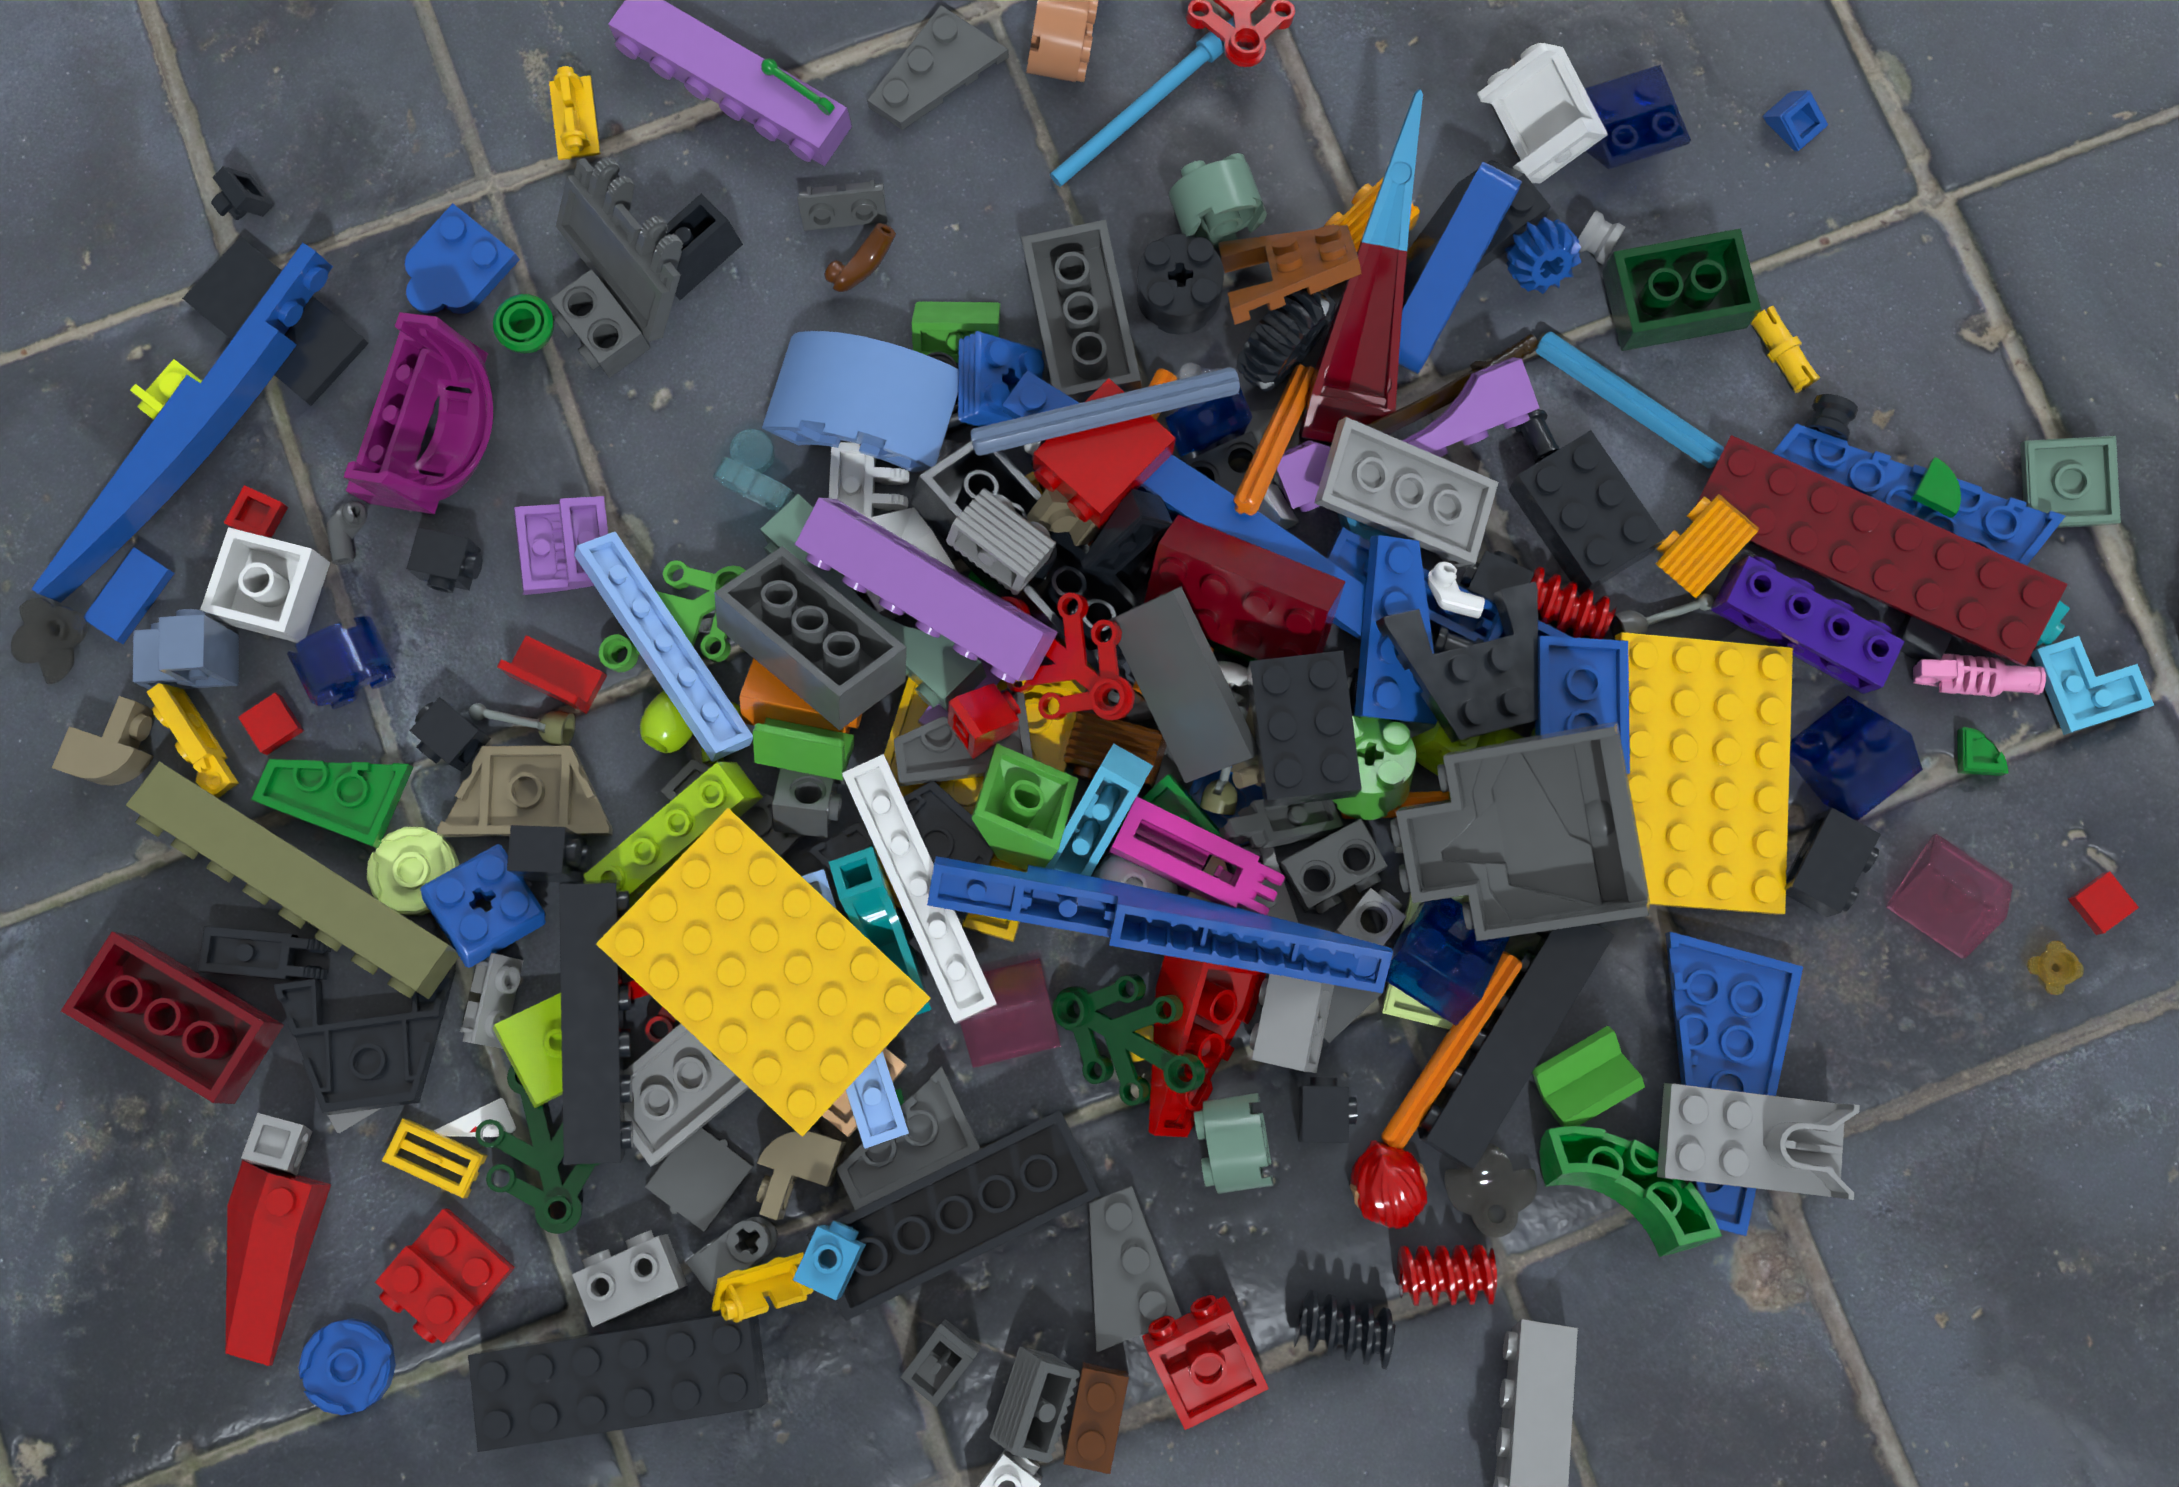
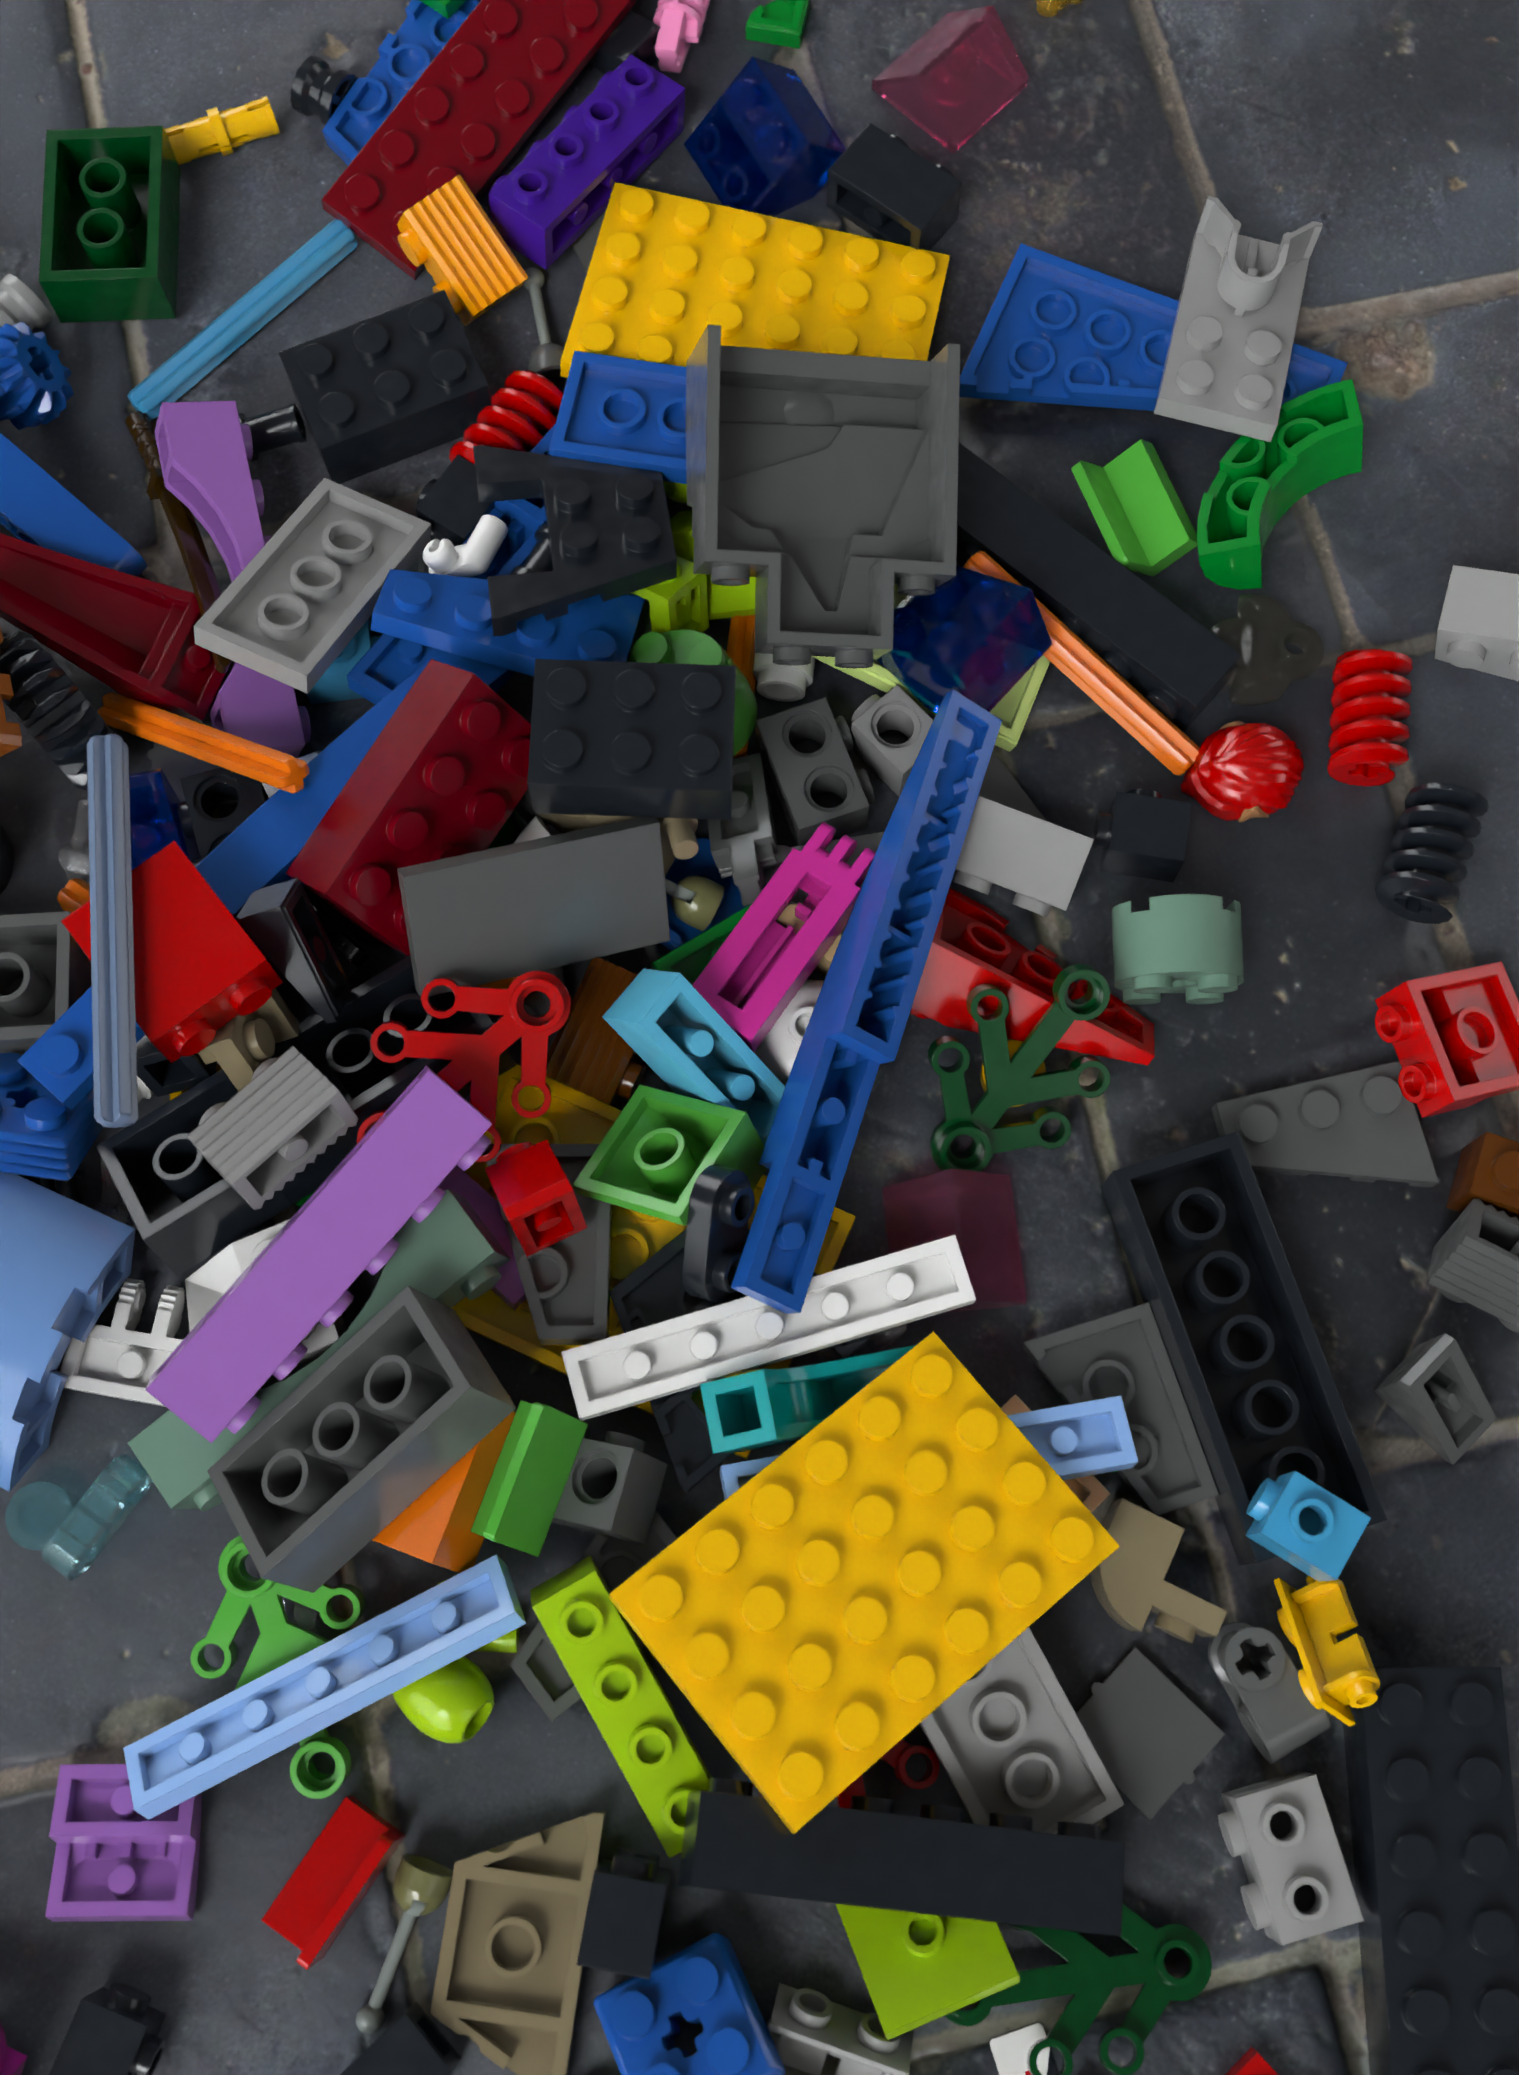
camera: 85 degrees left, 5 degrees down
(974, 841) = (716, 1231): none -> black plate

